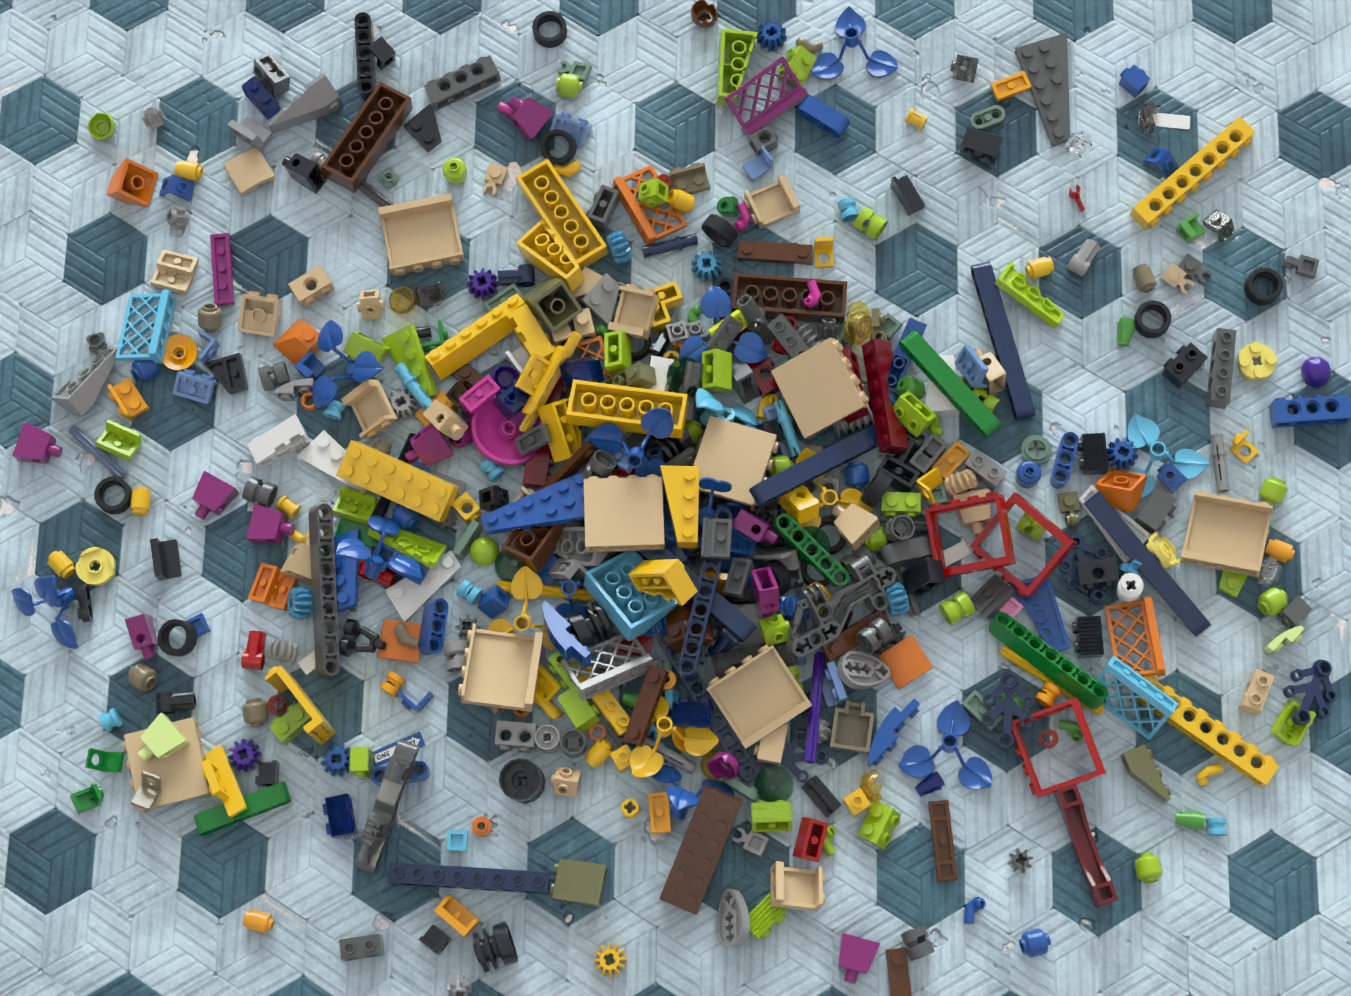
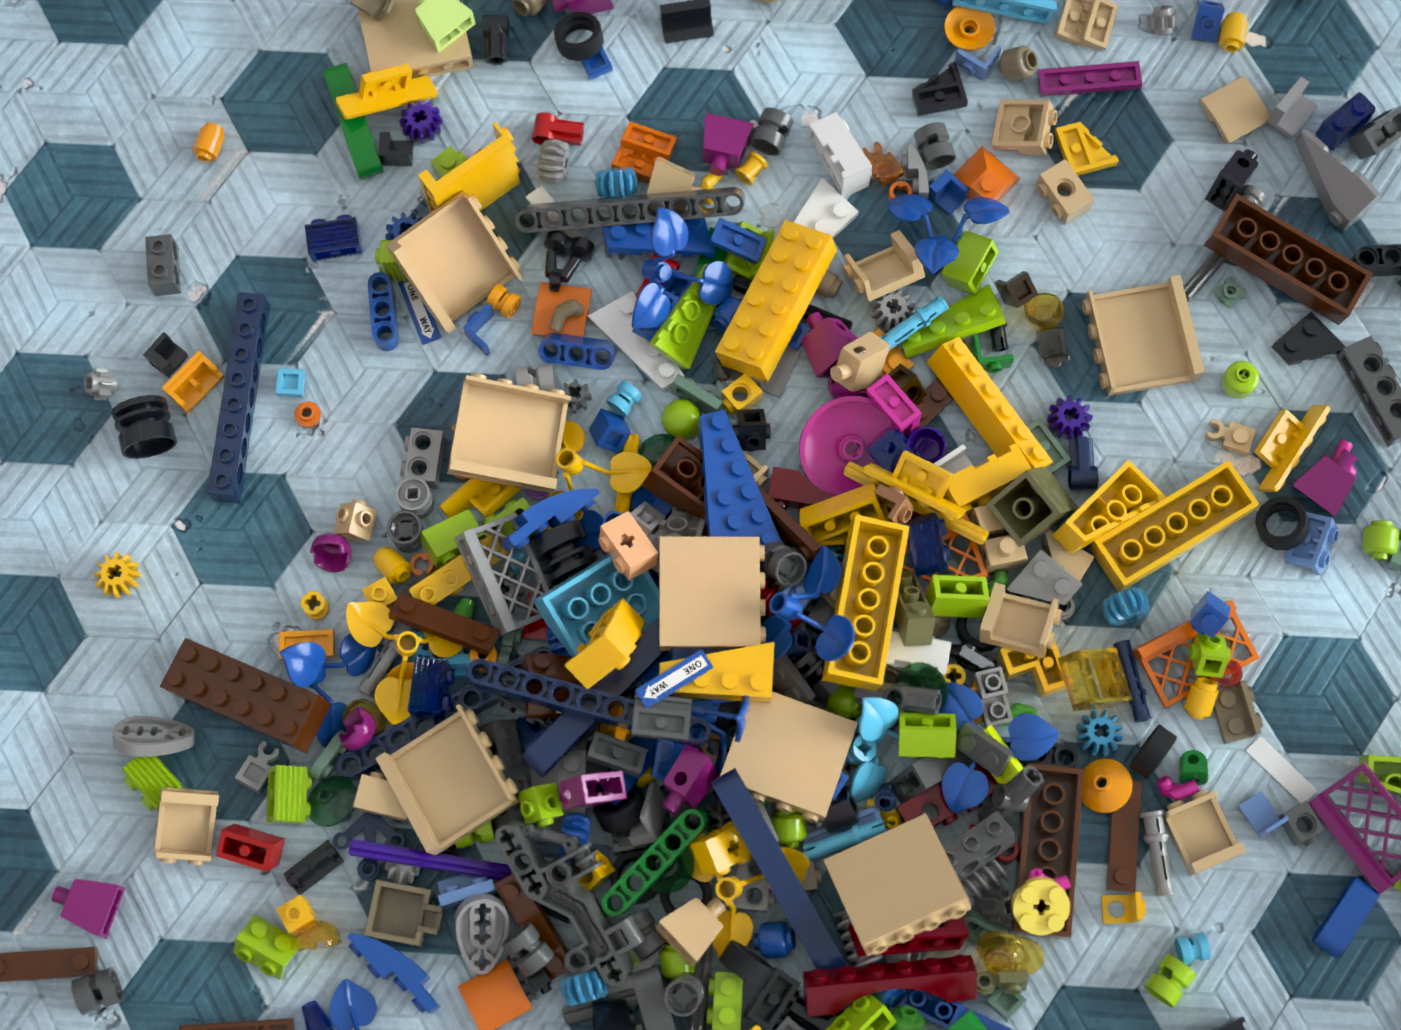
camera: 90 degrees right, 0 degrees up
(194, 386) = (923, 48): medium blue bracket -> none
(212, 495) = (770, 74): magenta torso -> none
(255, 712) = (475, 132): dark tan head -> none
(278, 274) = (1082, 149): none -> yellow wing
(287, 410) = (884, 167): none -> clear orange plate
(334, 410) = (885, 223): medium azure wheel -> none
(350, 511) = (737, 241): none -> blue plate
(363, 716) = (453, 259): none -> tan panel
(370, 304) = (1039, 264): tan brick -> none
(383, 817) = (310, 281): dark grey beam -> none
(389, 316) = (1016, 290): none -> dark brown panel
(492, 470) = (792, 431): medium azure wheel -> none
(500, 142) = (1286, 442): none -> yellow bracket
(511, 783) = (357, 449): black wheel -> none
(533, 439) = (830, 478): dark grey plate -> none
(552, 390) = (897, 501): none -> medium nougat bracket
(569, 170) = (1247, 540): yellow arm -> none
(579, 882) = (218, 537): olive slope -> none
(580, 572) = (628, 546): none -> light nougat brick
(590, 798) = (331, 552): none -> magenta hair
(603, 207) = (1185, 583): dark grey brick -> none
(627, 190) = (1209, 615): none -> blue brick
(663, 266) = (1081, 682): none -> clear yellow window
(689, 530) = (674, 678): none -> sticker
(726, 154) = (1281, 770): none -> white sticker
(745, 253) = (1115, 792): none -> light orange dish
(758, 402) = (889, 794): none -> dark blue pin
(776, 230) = (1156, 838): none -> light grey pin
(827, 846) = (247, 872): lime arm -> none
(836, 291) = (1029, 894): none -> light yellow plate

